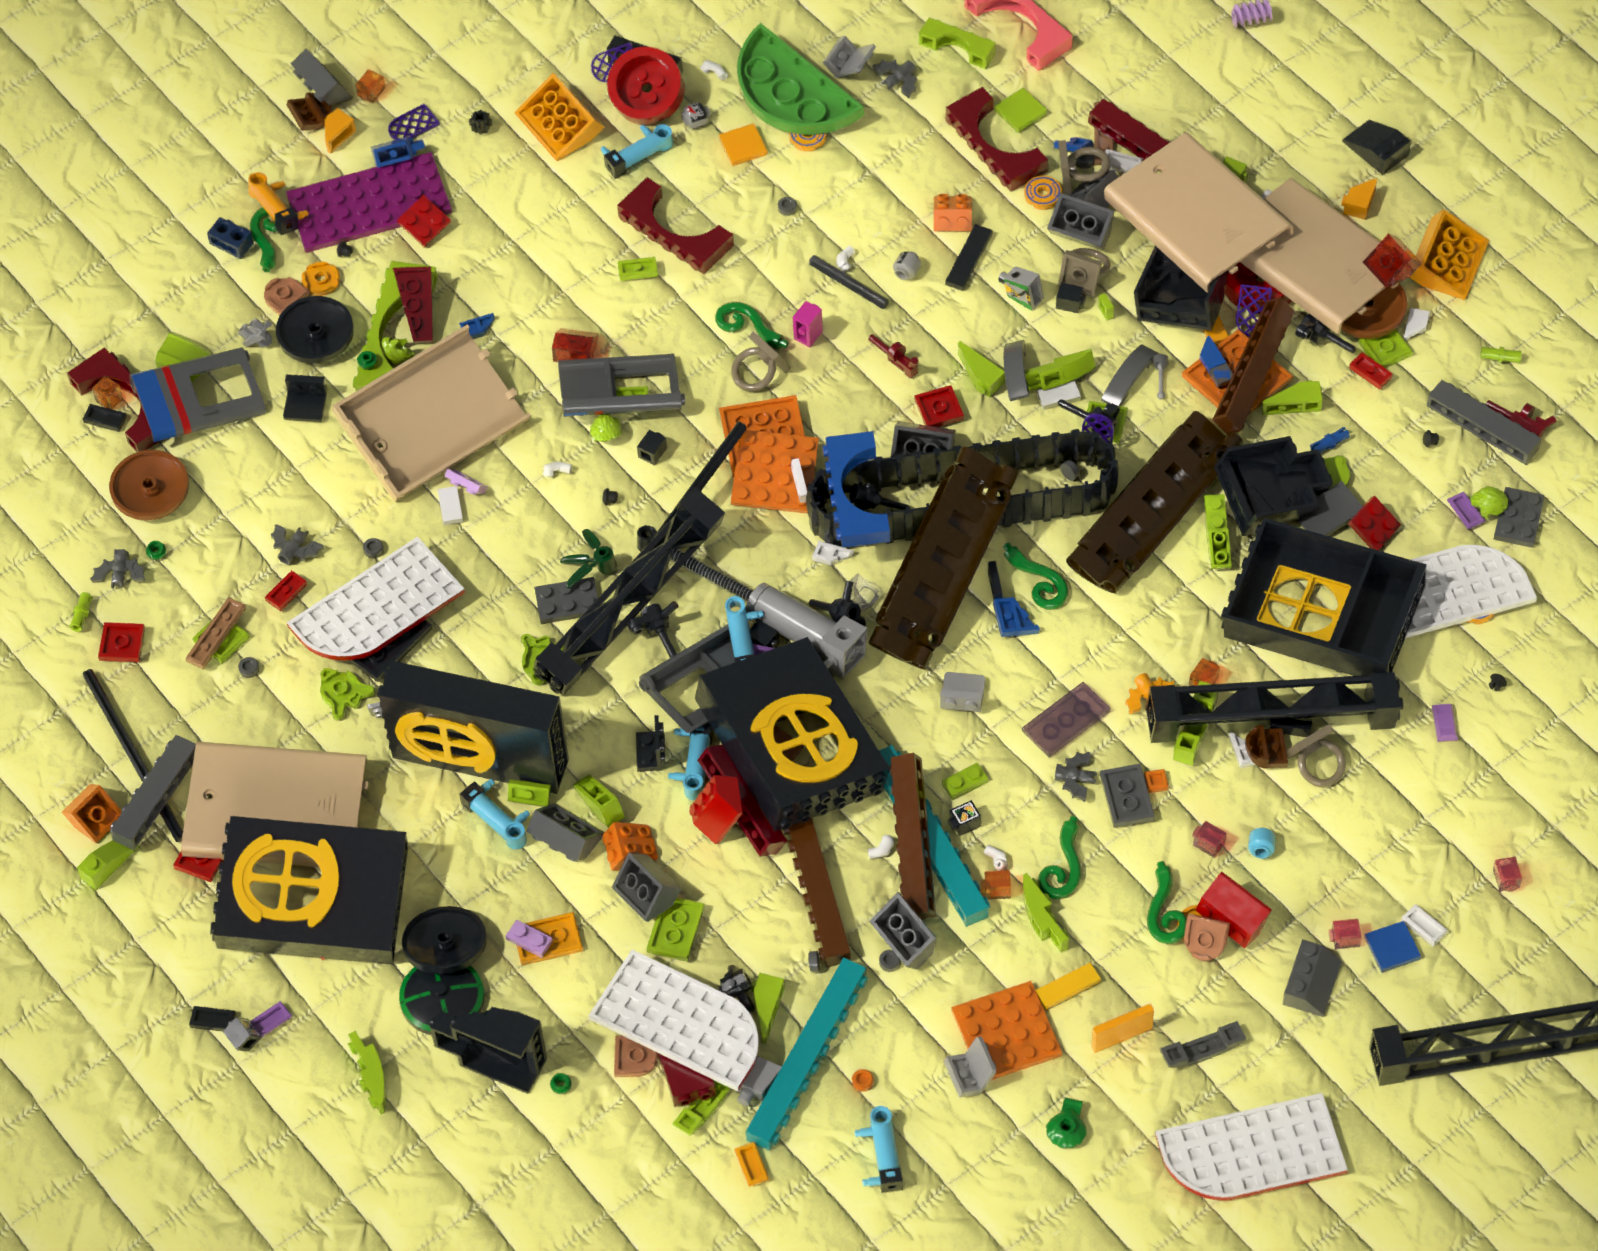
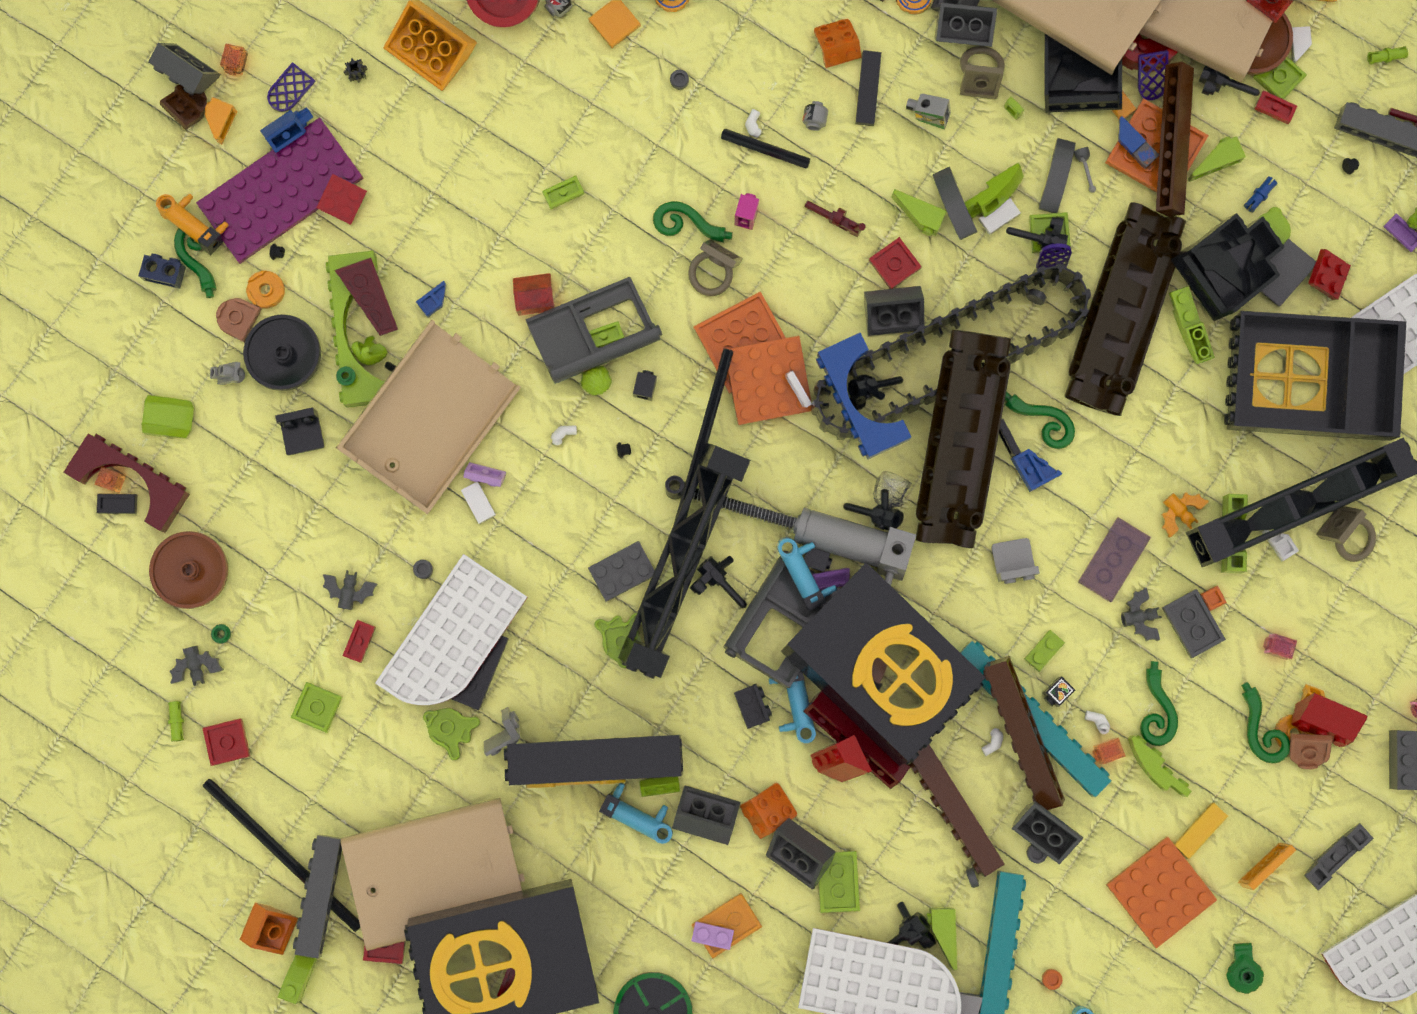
camera: 20 degrees left, 25 degrees up
(173, 404) = (174, 474): dark grey piece -> none
(215, 633) = (311, 708): medium nougat tile -> none
(248, 667) = (354, 730): dark grey tile -> none
(444, 940) = (638, 963): black dish -> none
(599, 800) = (724, 773): lime slope -> none
(603, 558) = (622, 526): dark green plant -> none
(617, 162) = (517, 61): medium azure piece -> none
(698, 251) = (613, 156): dark red arch -> none
(830, 554) = (844, 449): white tile -> none
(971, 1070) = (1147, 945): light grey bracket -> none
(1070, 298) = (978, 107): black brick -> none
(1205, 671) = (1225, 479): clear orange brick -> none
(1261, 843) = (1327, 636): medium azure head -> none
(1266, 747) = (1304, 540): reddish brown slope -> none

